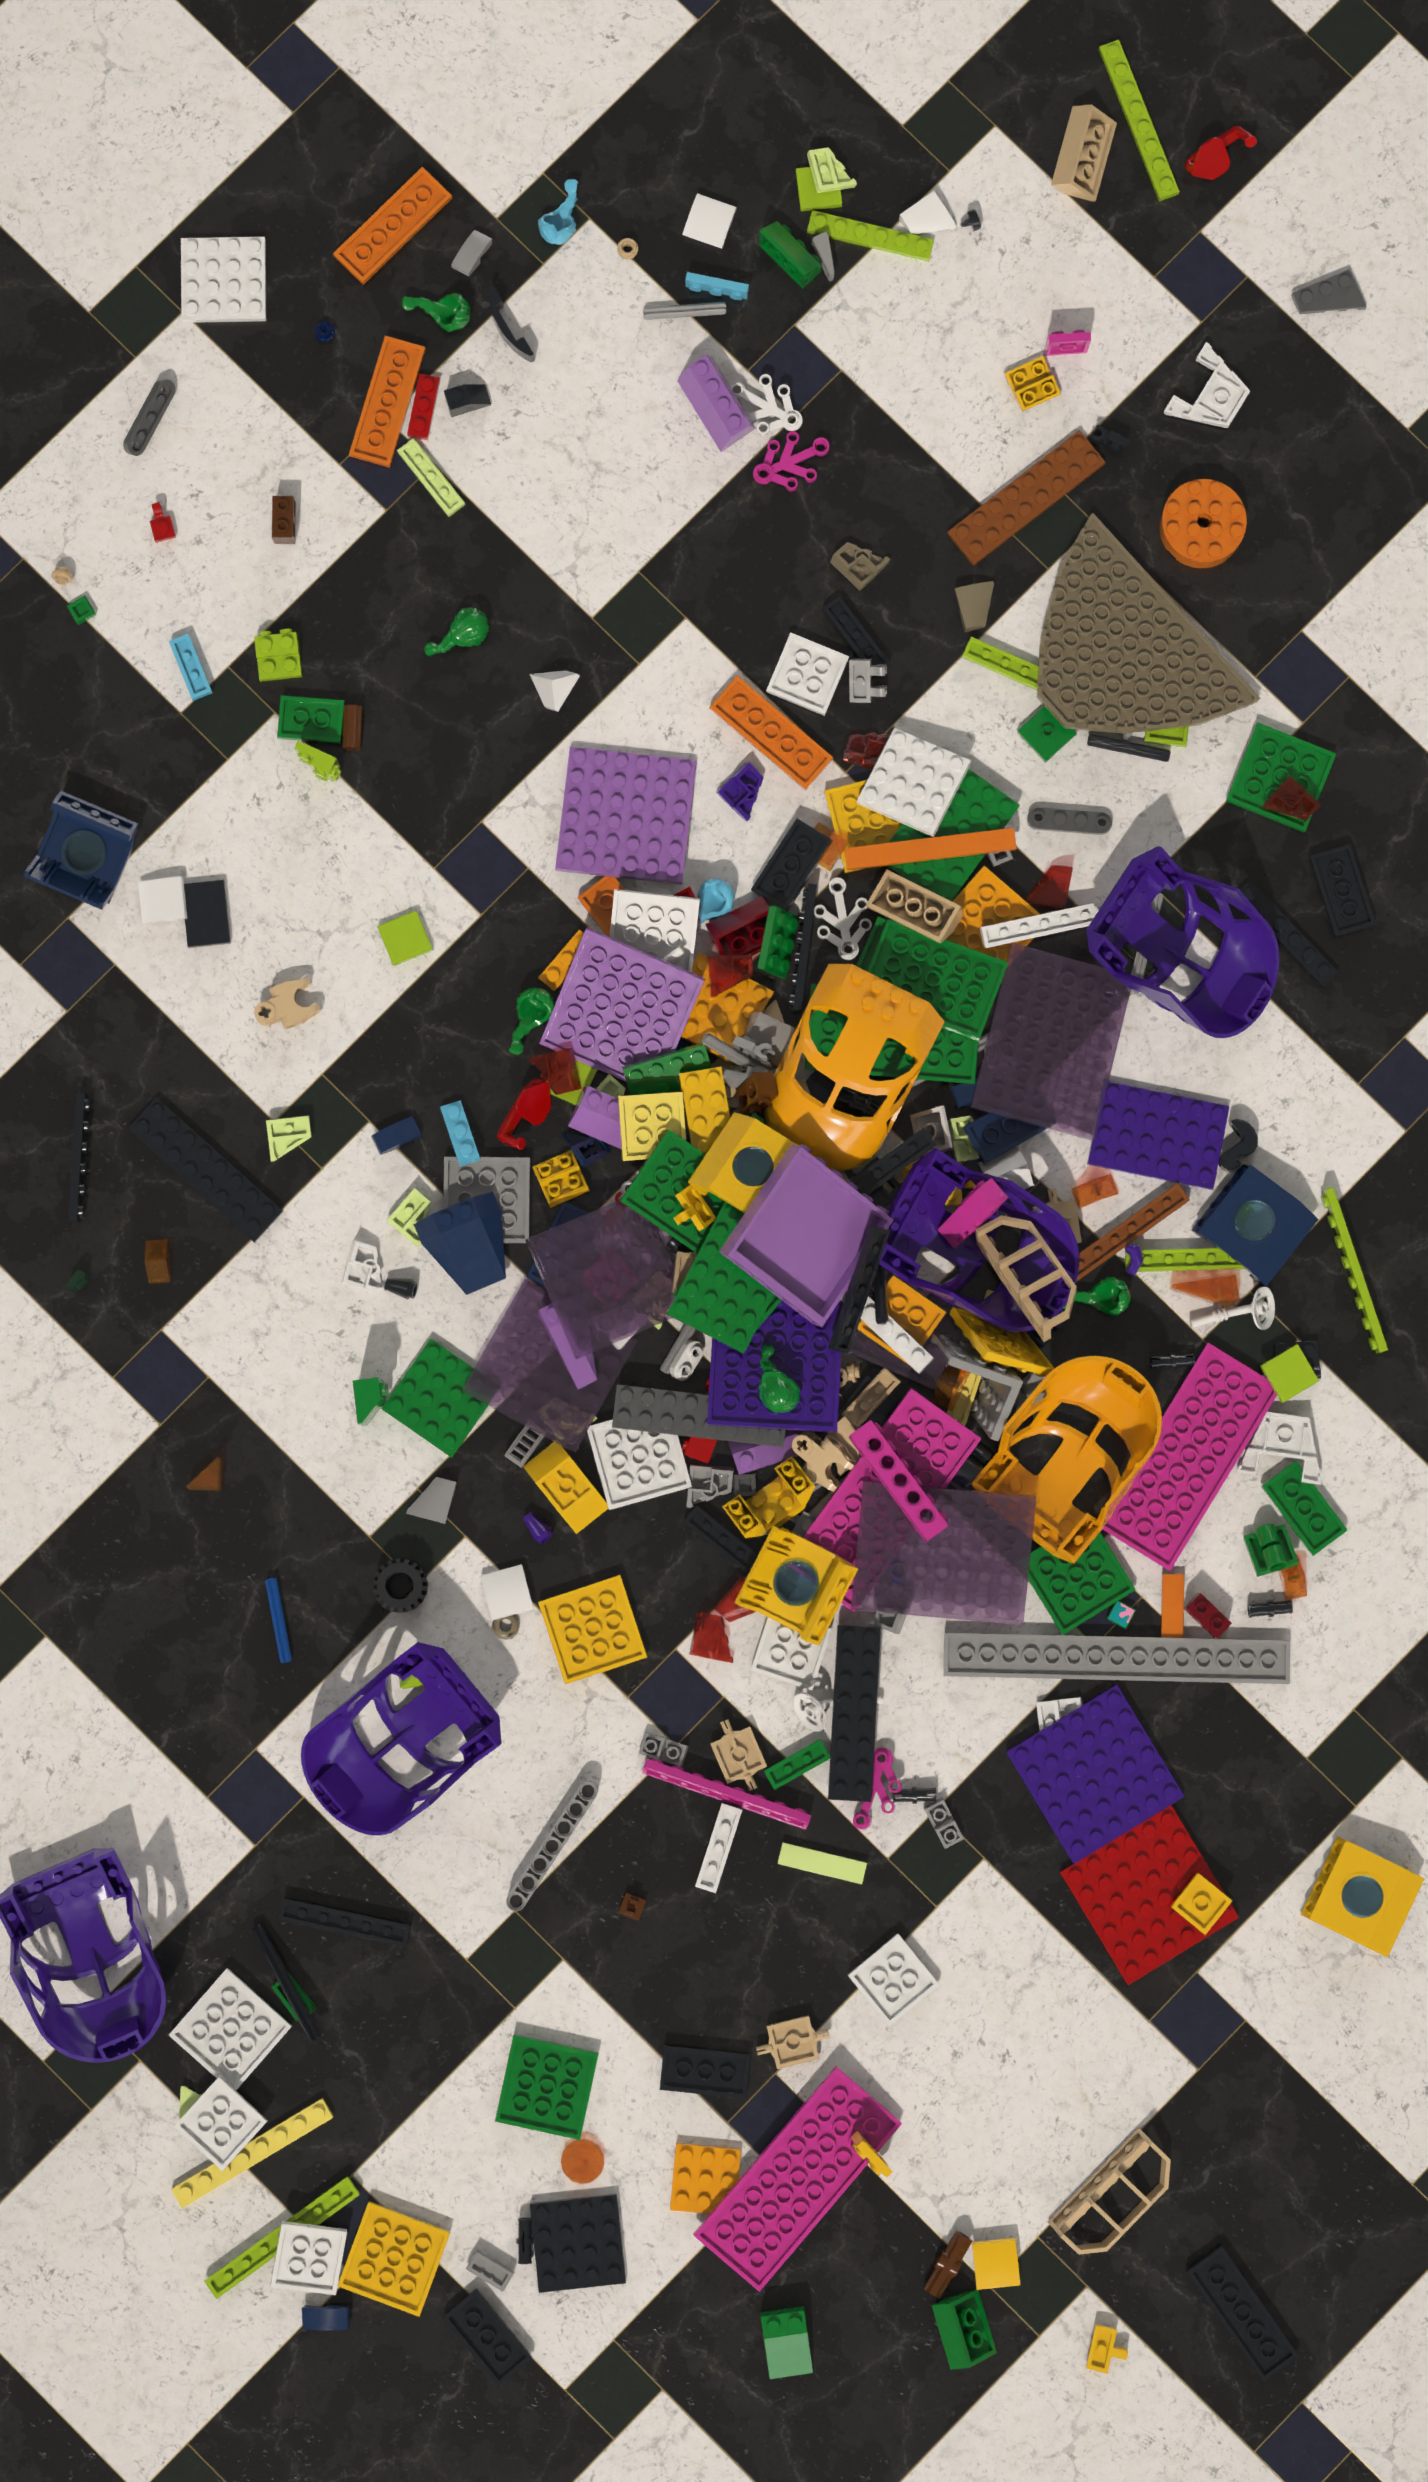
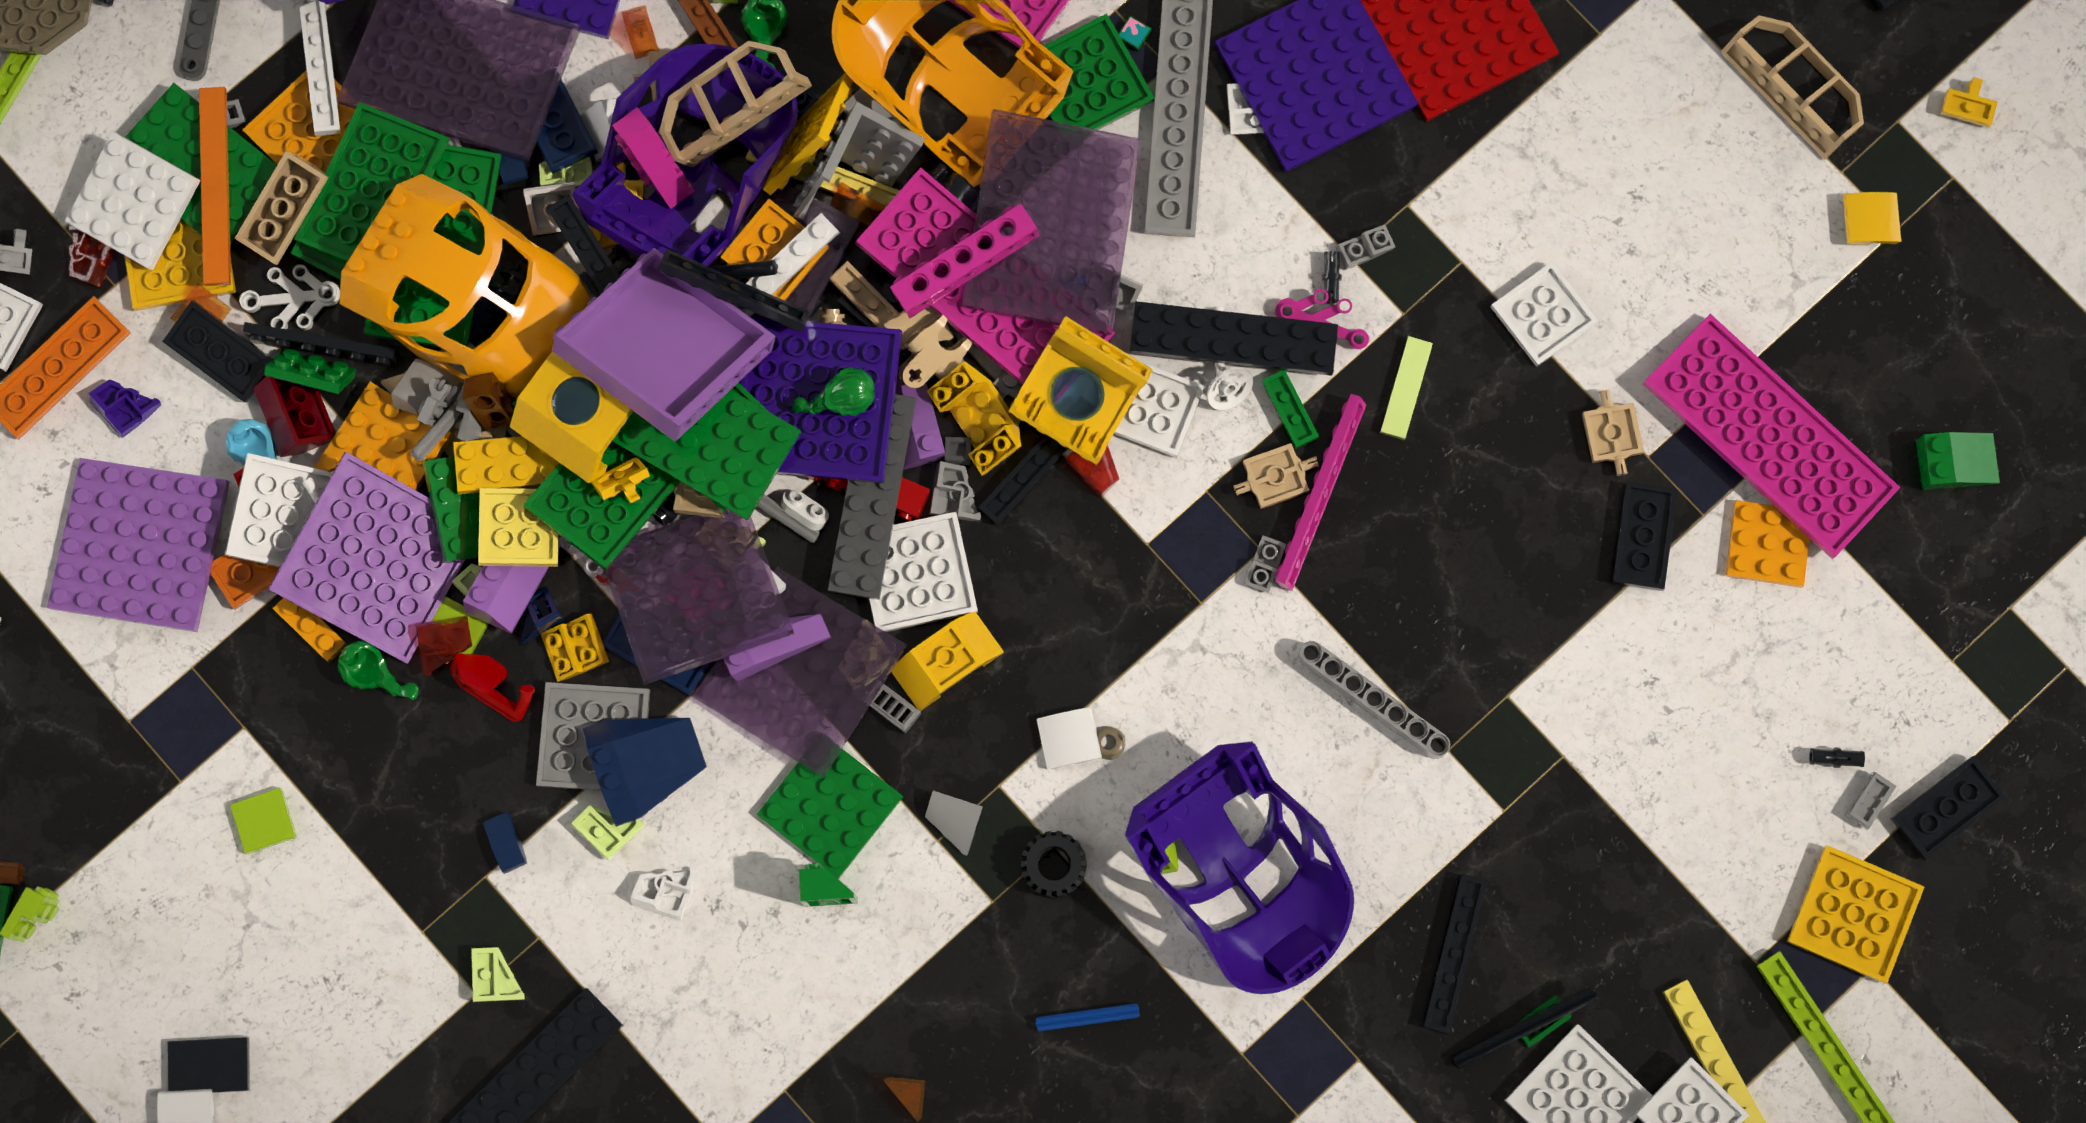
camera: 85 degrees left, 5 degrees down
(284, 1006) = (333, 972): tan piece -> none
(308, 2258) = (1853, 1015): white plate -> none
(325, 2318) = (1925, 999): dark blue slope -> none
(402, 1287) = (691, 845): black cone -> none
(460, 1133) = (509, 764): medium azure plate -> none
(538, 1528) = (993, 697): dark purple cone -> none
(546, 2087) = (1657, 722): green plate -> none
(577, 2243) = (1840, 696): black plate -> none
(582, 2161) = (1744, 685): clear orange tile -> none
(592, 1629) = (1119, 638): yellow plate -> none
(632, 1906) = (1448, 611): reddish brown tile -> none
(710, 1638) = (1137, 501): clear red slope -> none
(718, 1848) = (1384, 505): white plate -> none
(727, 971) = (340, 431): clear red slope -> none
(865, 2150) = (1748, 345): yellow plate -> none
(948, 2264) = (1871, 272): reddish brown piece -> none
(964, 2329) = (1946, 258): green slope -> none
(1045, 734) = (92, 51): green plate -> none
(1052, 888) = (277, 54): clear red slope -> none

